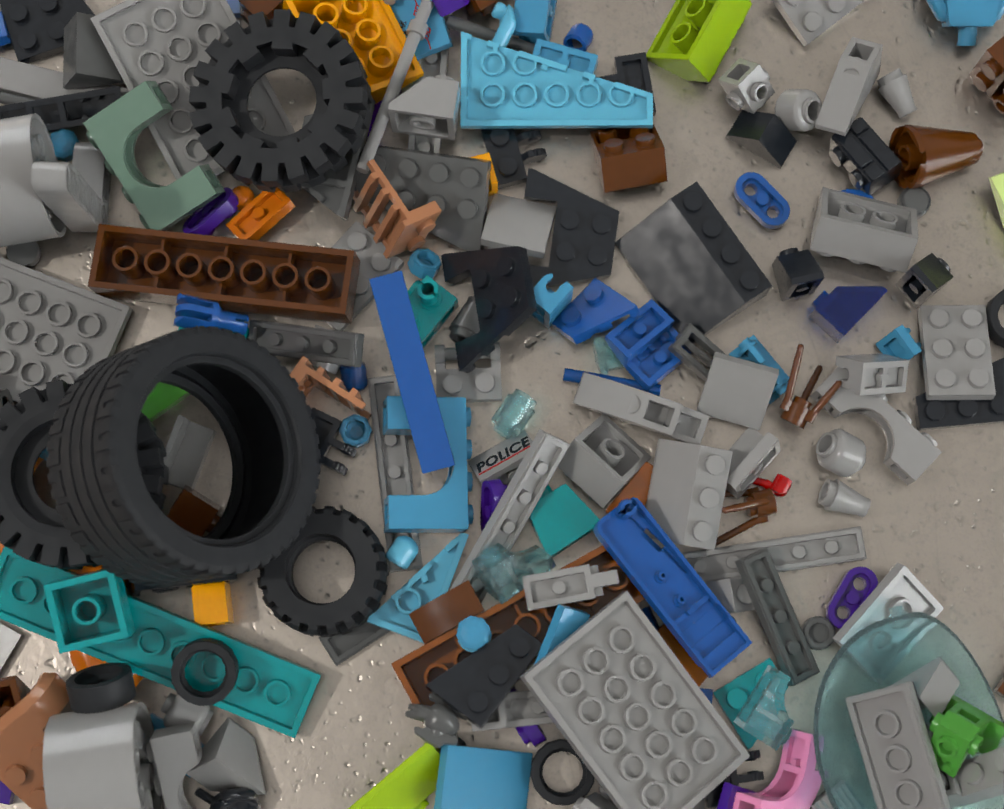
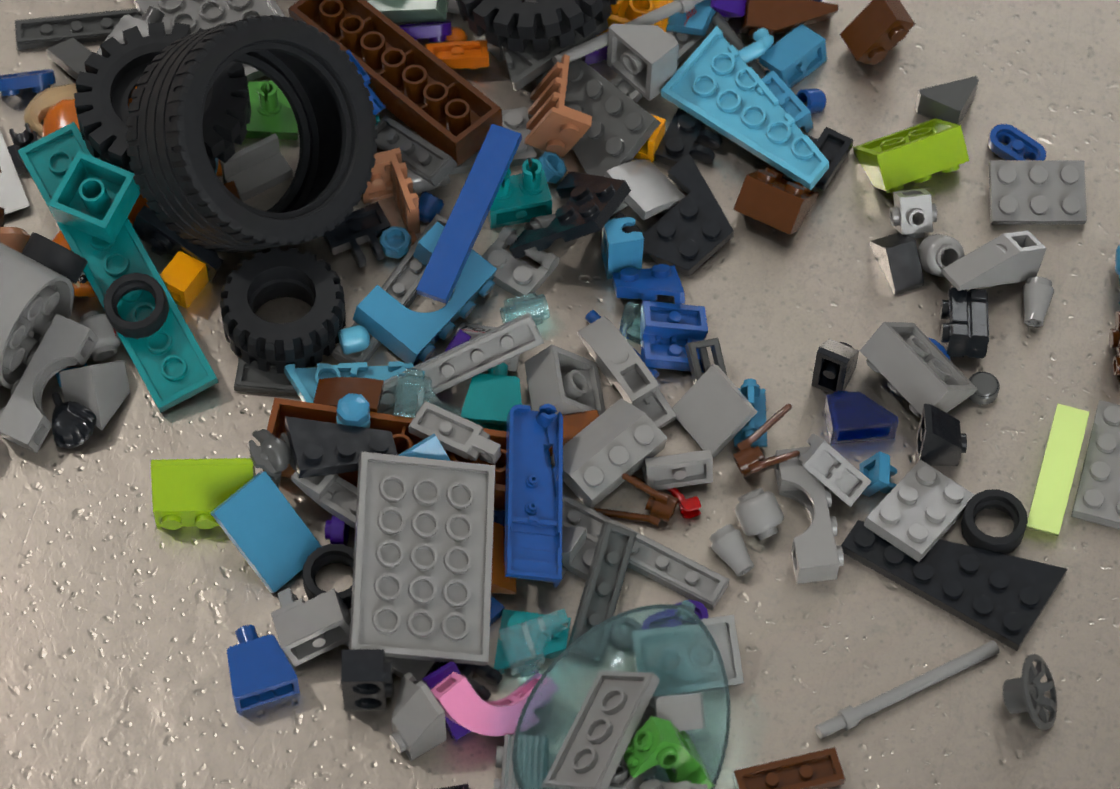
camera: 35 degrees right, 20 degrees down
(693, 262) = (761, 306): black slope -> none
(764, 199) = (856, 303): blue plate -> none
(932, 153) = (1027, 357): reddish brown cone -> none

